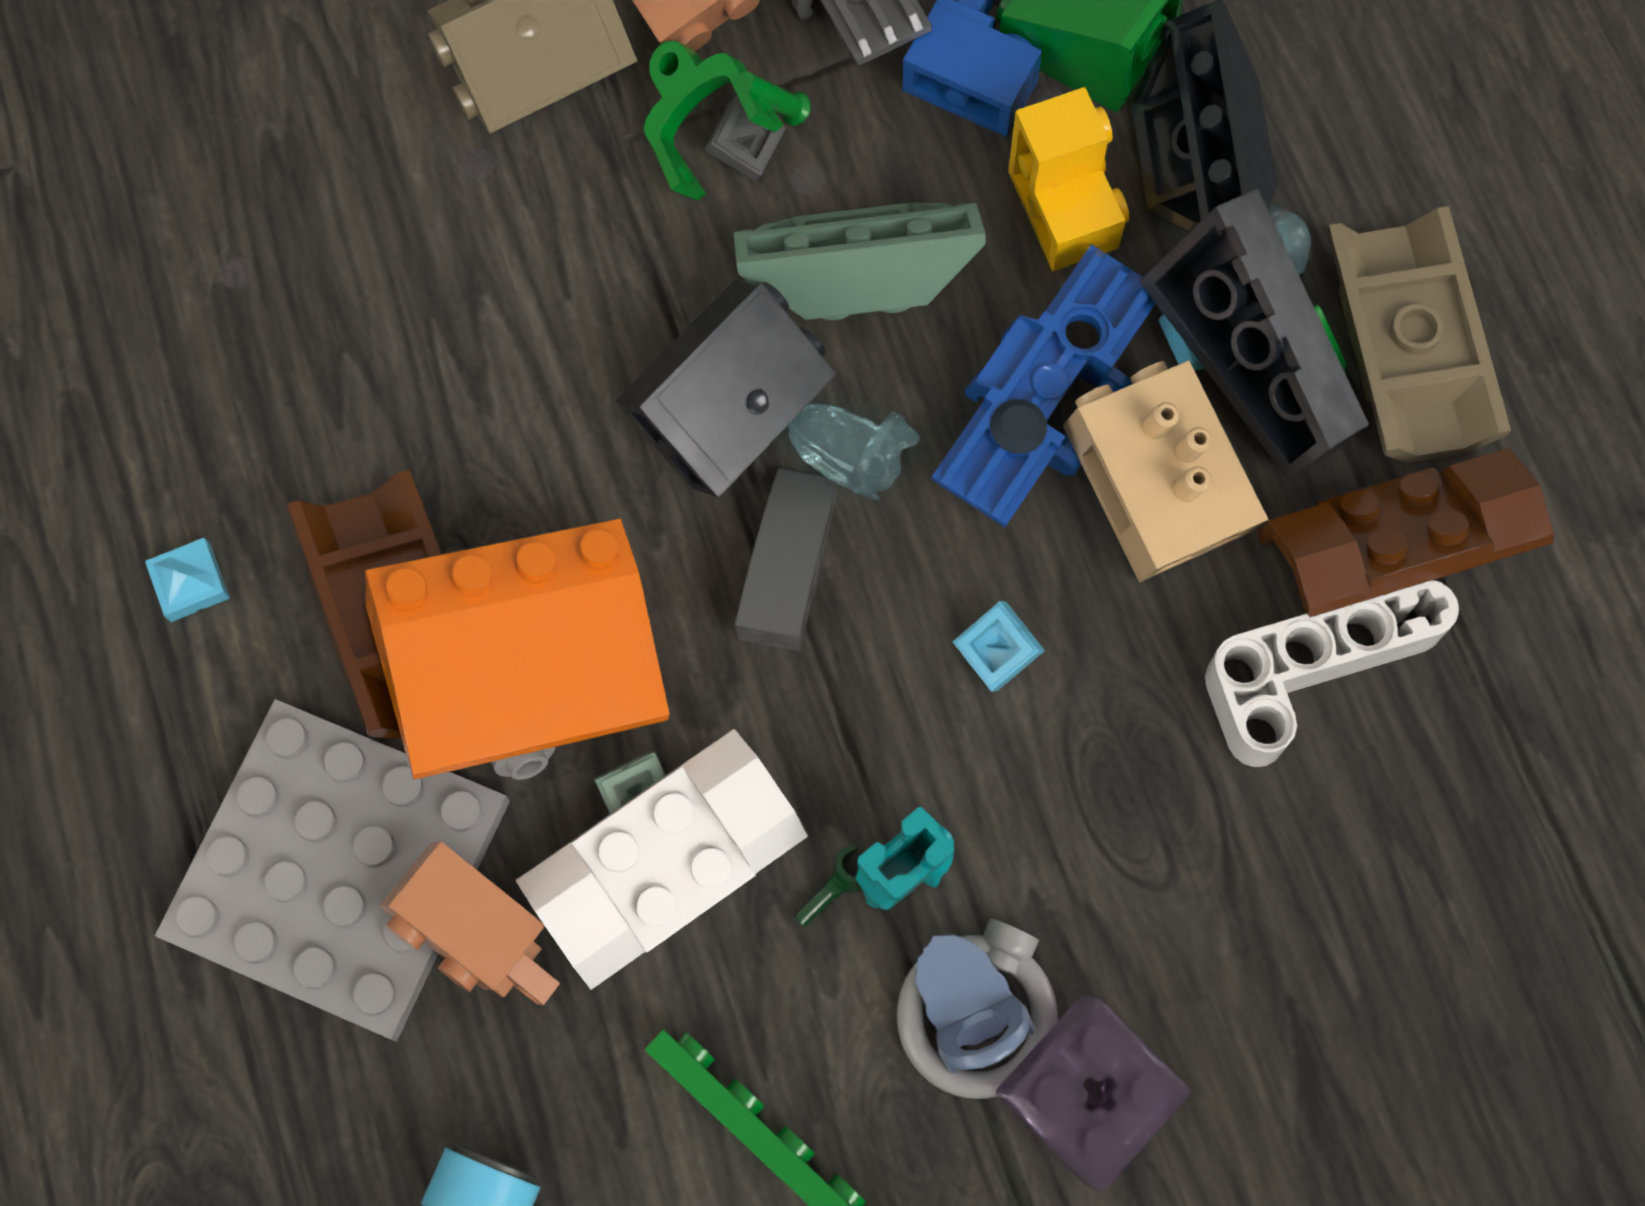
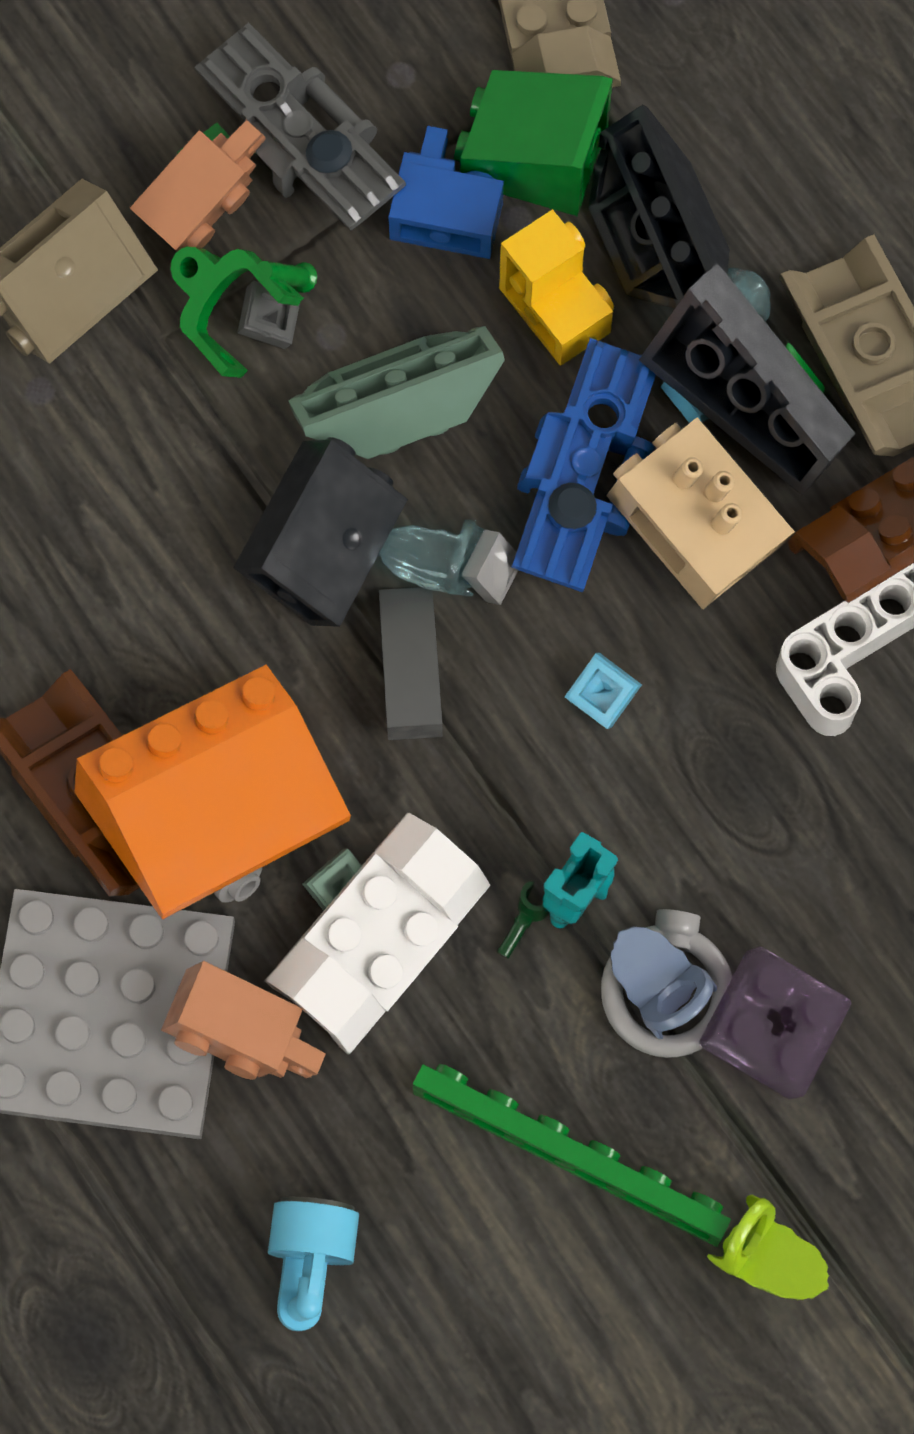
camera: 20 degrees left, 0 degrees up
(908, 473) = (490, 567): none -> light grey tile

